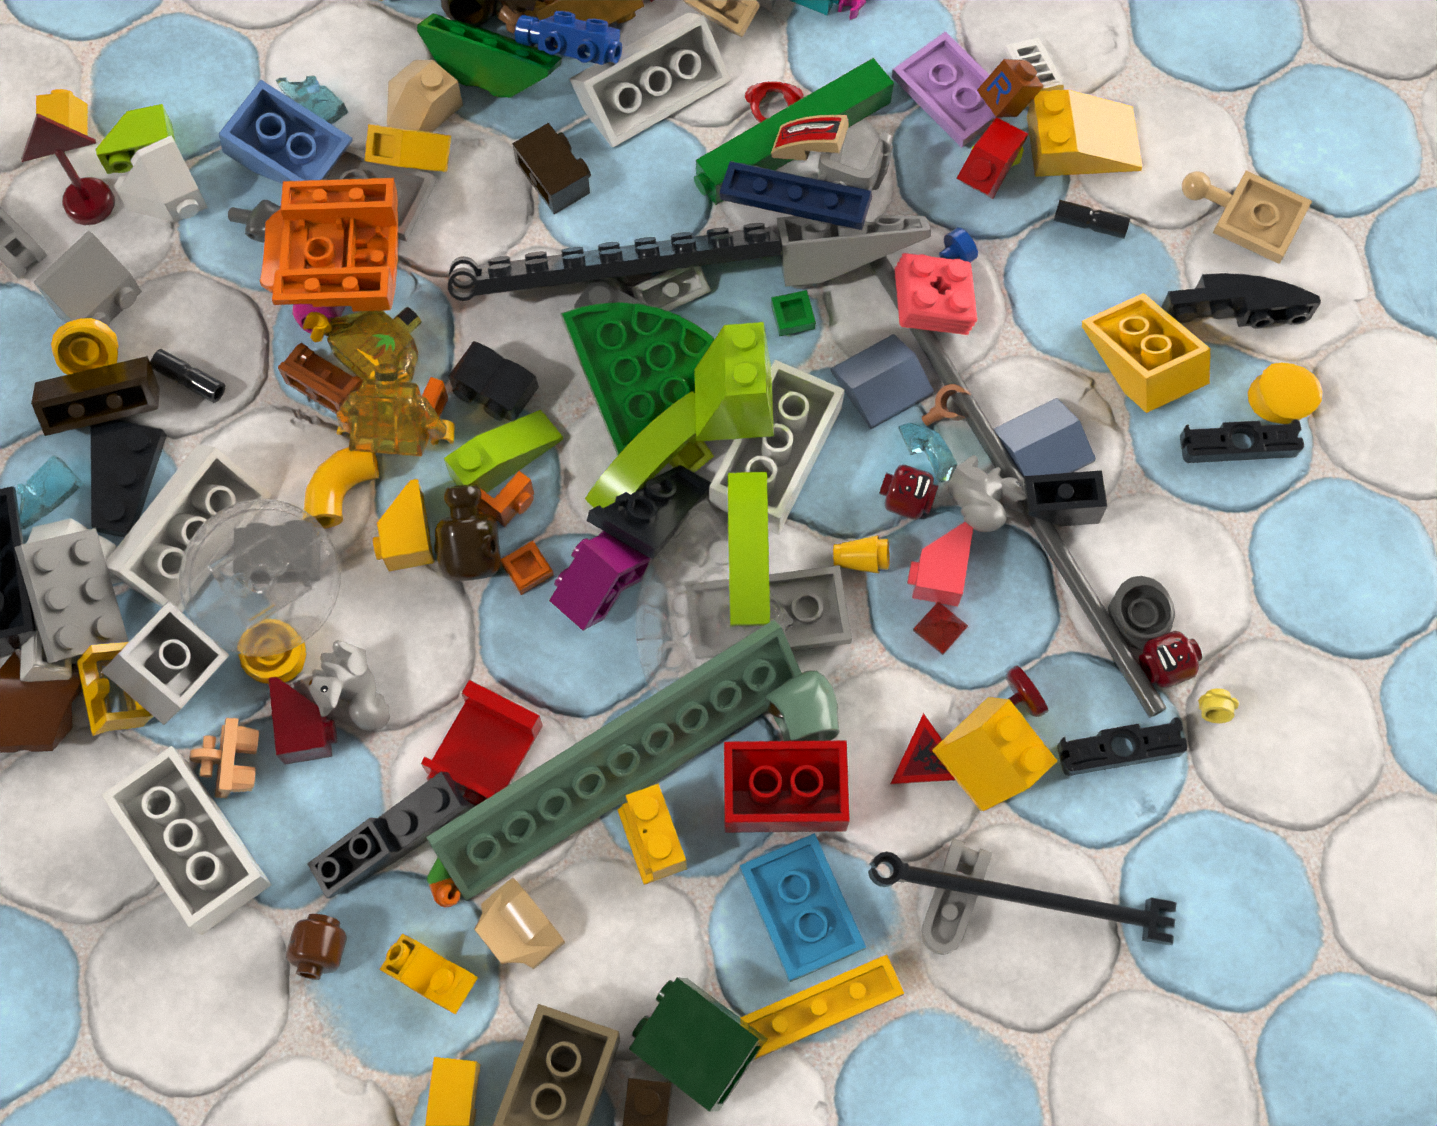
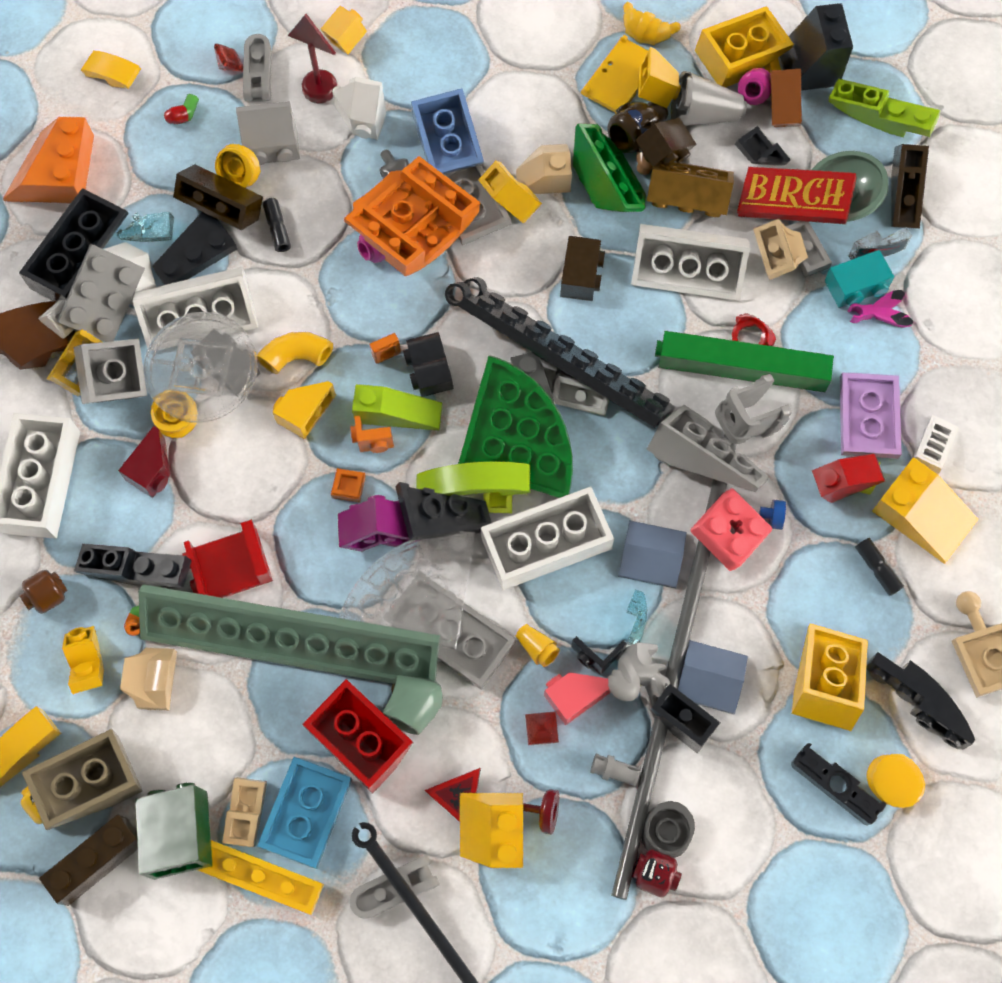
camera: 45 degrees right, 0 degrees up
(131, 133) = (375, 67): lime slope -> none
(229, 776) = (89, 460): light nougat hips -> none
(314, 98) = (489, 124): clear light blue slope -> none
(318, 378) = (342, 286): dark orange hinge -> none
(349, 679) = (196, 466): light grey animal -> none
(369, 339) = (383, 289): clear yellow torso -> none
(391, 416) = (349, 338): clear yellow torso -> none
(467, 540) = (326, 439): dark brown piece -> none
(571, 36) = (658, 200): blue brick -> none
(652, 834) = (264, 693): yellow window -> none
(735, 385) = (547, 483): lime slope -> none
(742, 963) = (245, 812): none -> tan slope
(748, 549) = (465, 580): lime slope -> none
(793, 313) = (637, 468): green plate -> none
(795, 195) = (699, 400): dark blue plate -> none
(809, 134) = (742, 371): slope -> none
(909, 492) = (600, 632): dark red head -> none
(924, 522) = (590, 659): none -> black bracket
(940, 409) = (671, 597): nougat piece -> none
(1010, 87) = (899, 442): dark orange brick -> none
(1038, 605) = (615, 769): none -> light grey pin
(1097, 754) = (594, 910): black piece -> none
(1217, 706) = (658, 927): light yellow plate -> none

